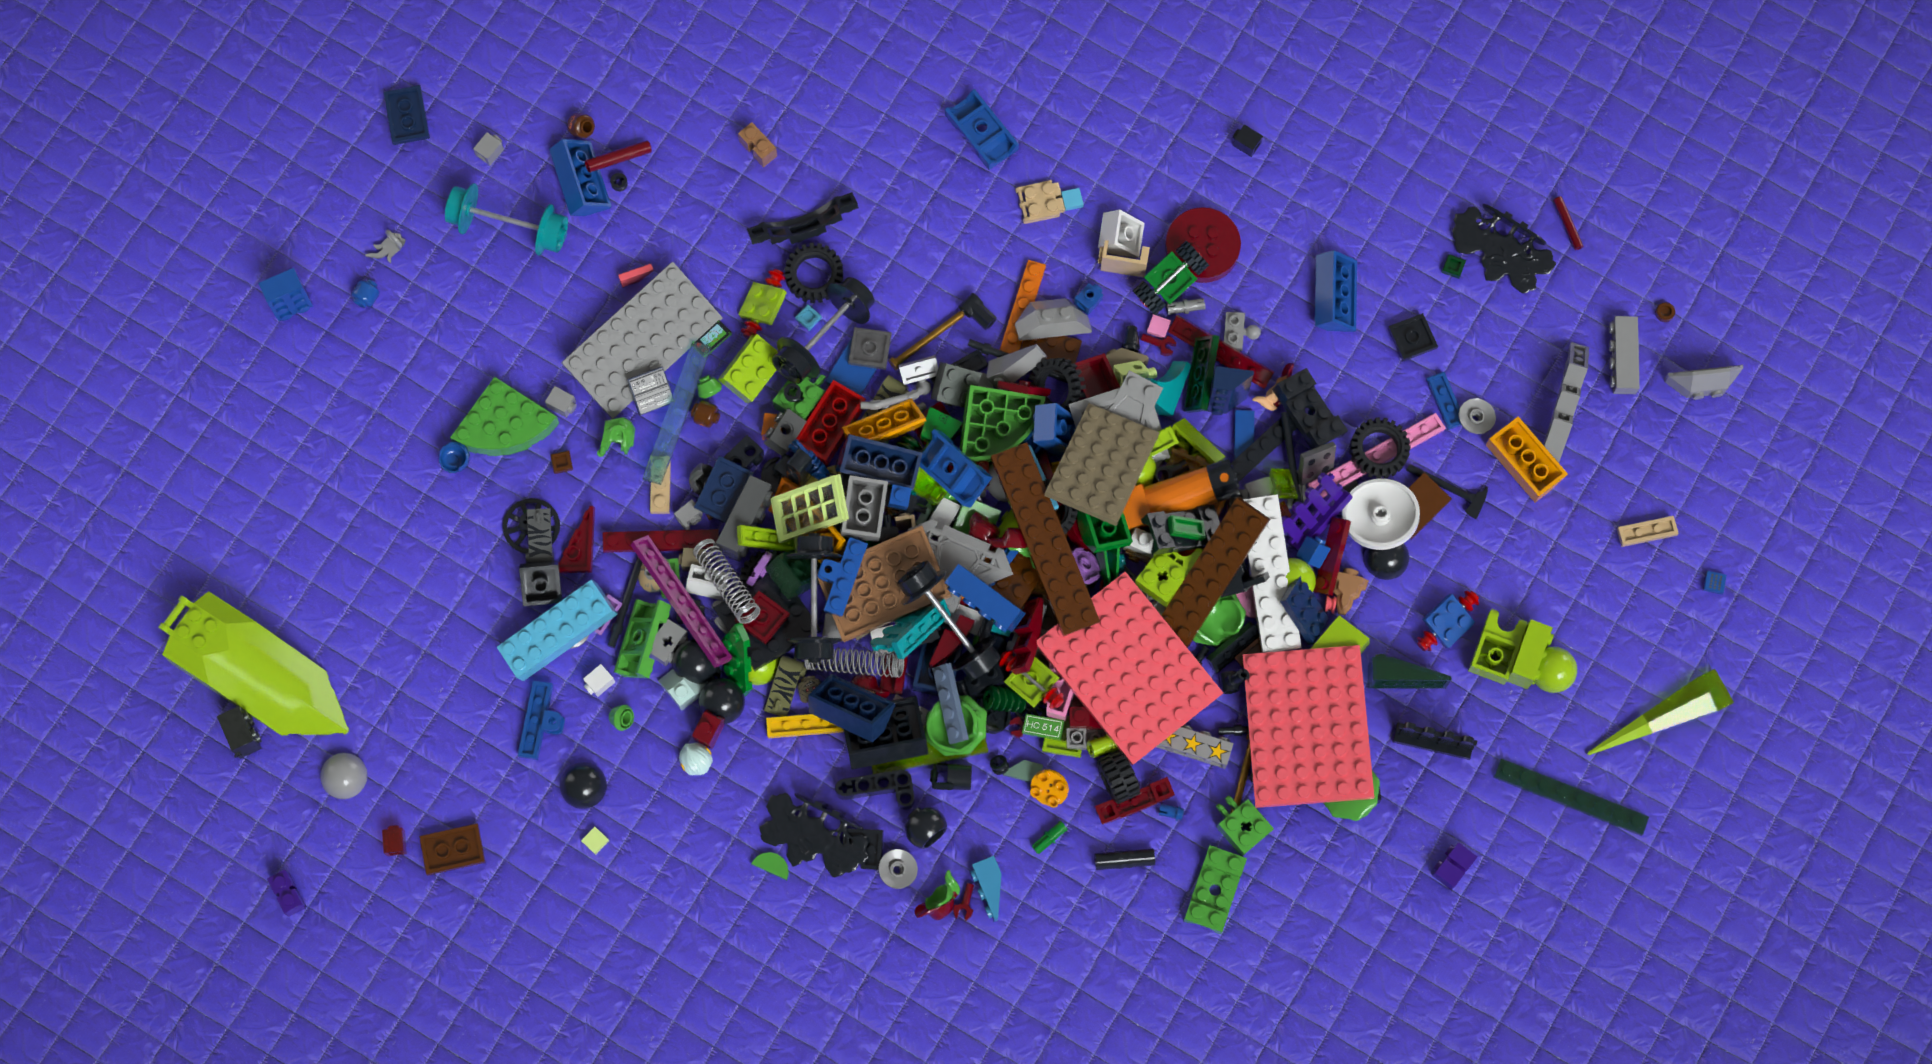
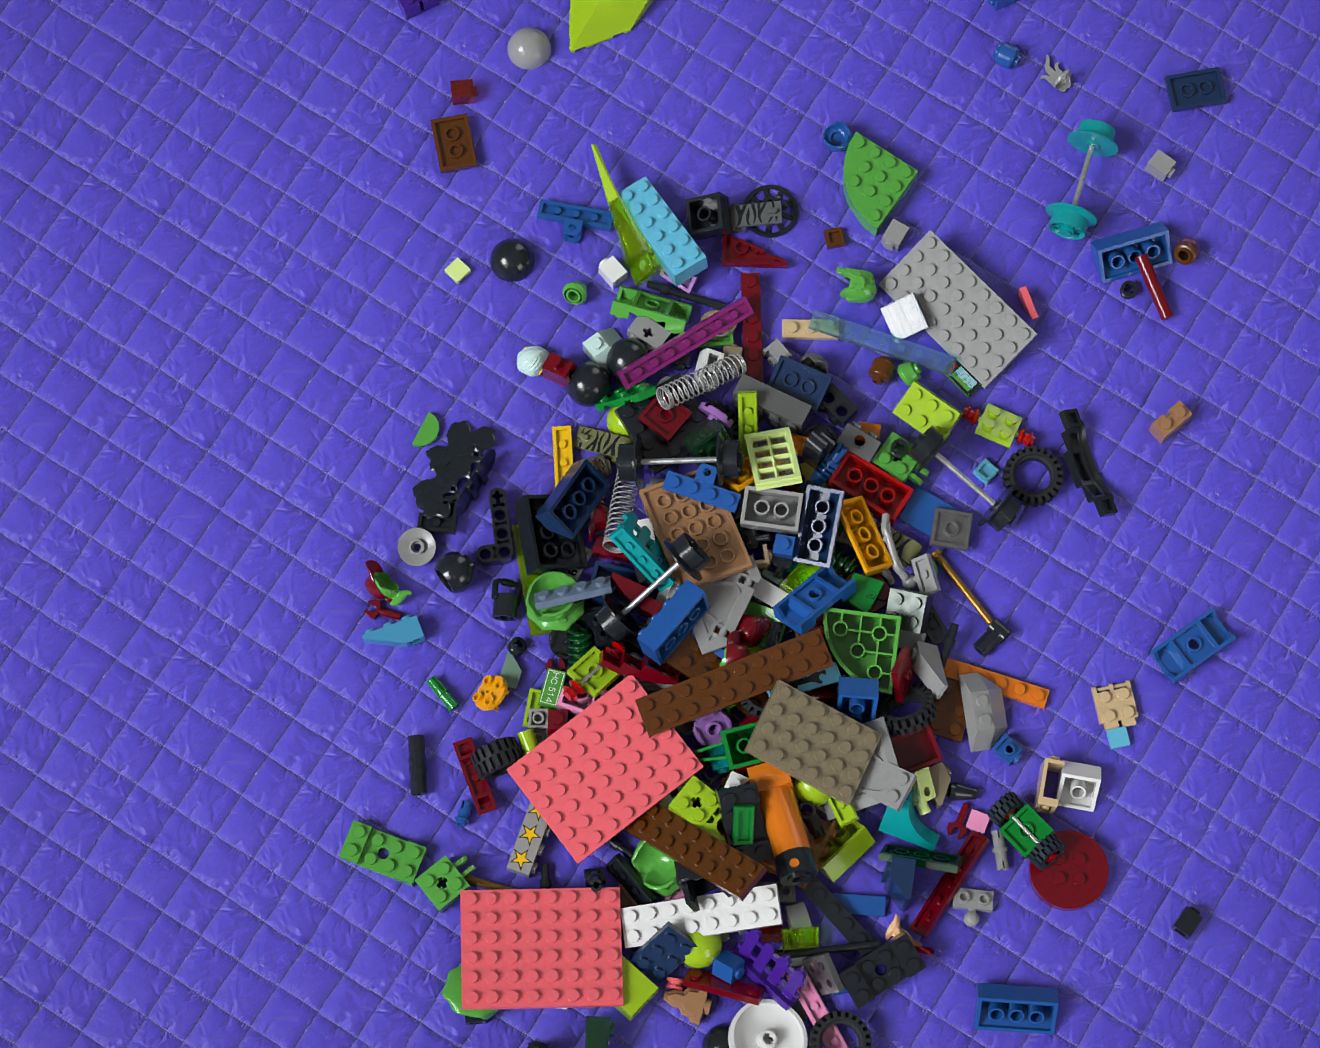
camera: 90 degrees right, 0 degrees up
(572, 658) = (635, 249): none -> clear neon green plate
(992, 511) = (774, 635): none -> black axle

